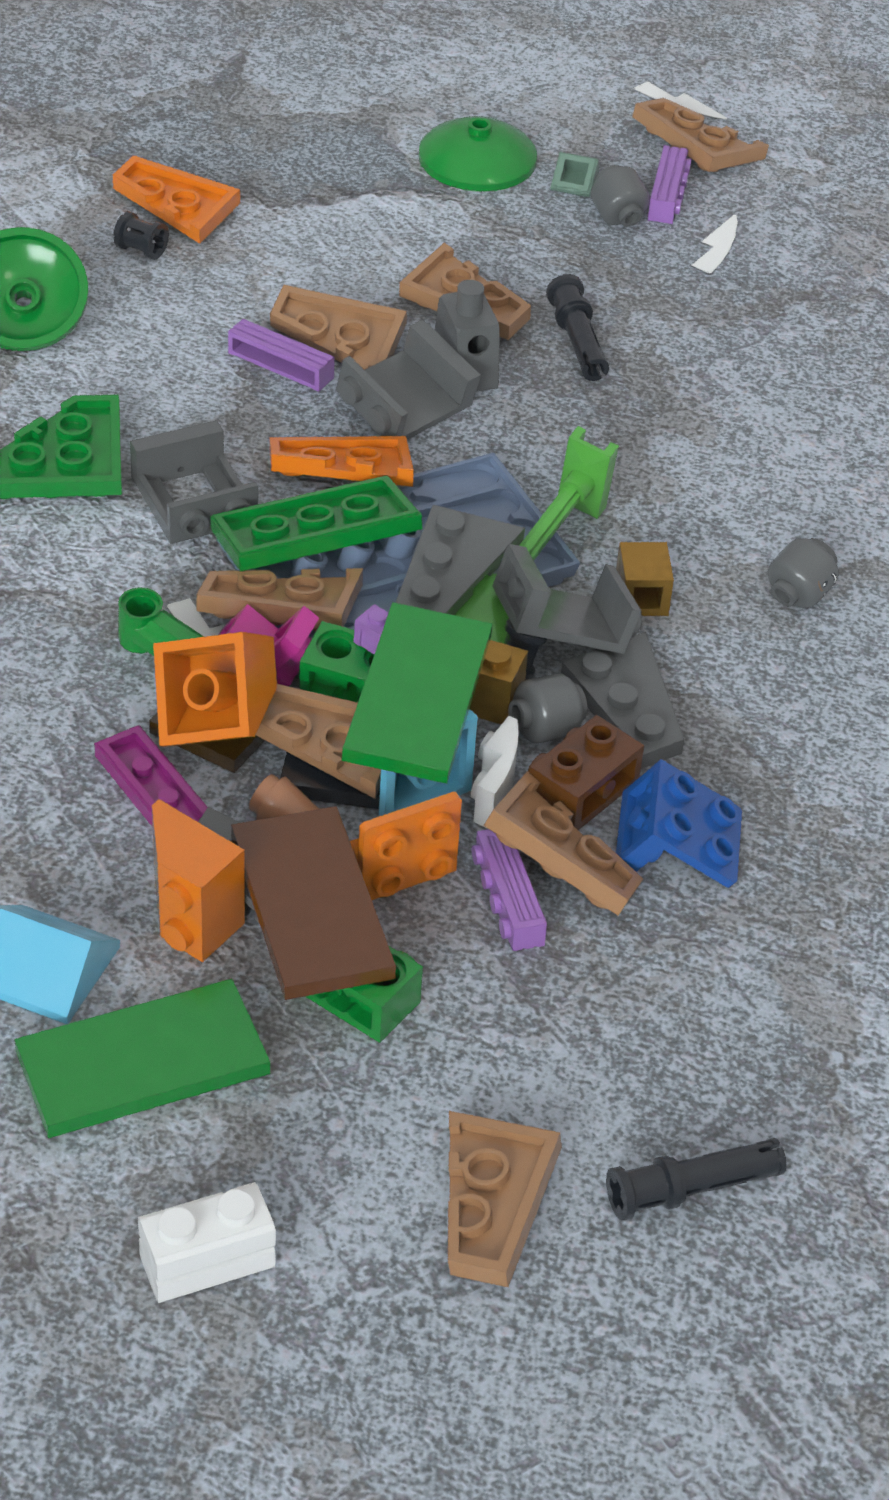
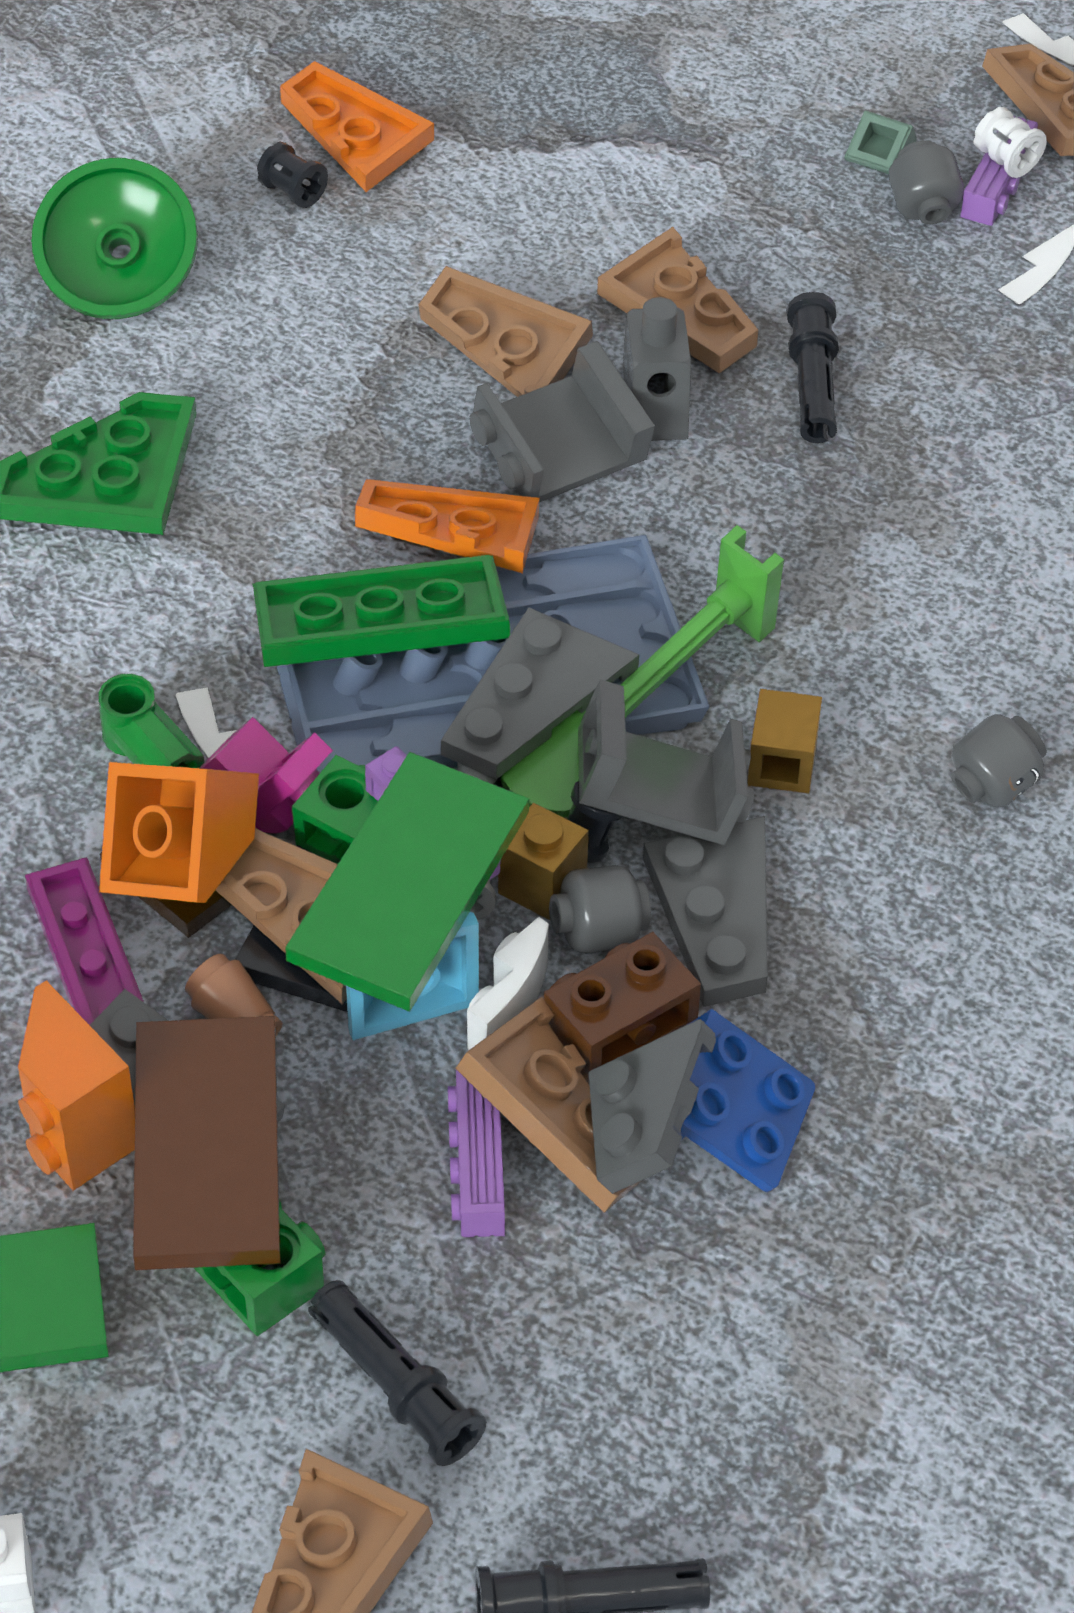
camera: 15 degrees right, 5 degrees up
(180, 455) = (241, 491): dark grey panel -> none
(280, 598) = (344, 713): medium nougat wing -> none
(281, 354) = (418, 361): medium lavender piece -> none
(409, 845) = (353, 1082): orange bracket -> none
(477, 154) = (763, 100): green dish -> none
(518, 1058) = (414, 1390): none -> black pin
(634, 829) = (642, 1105): none -> dark grey wing
(676, 160) = (1007, 154): none -> white bush

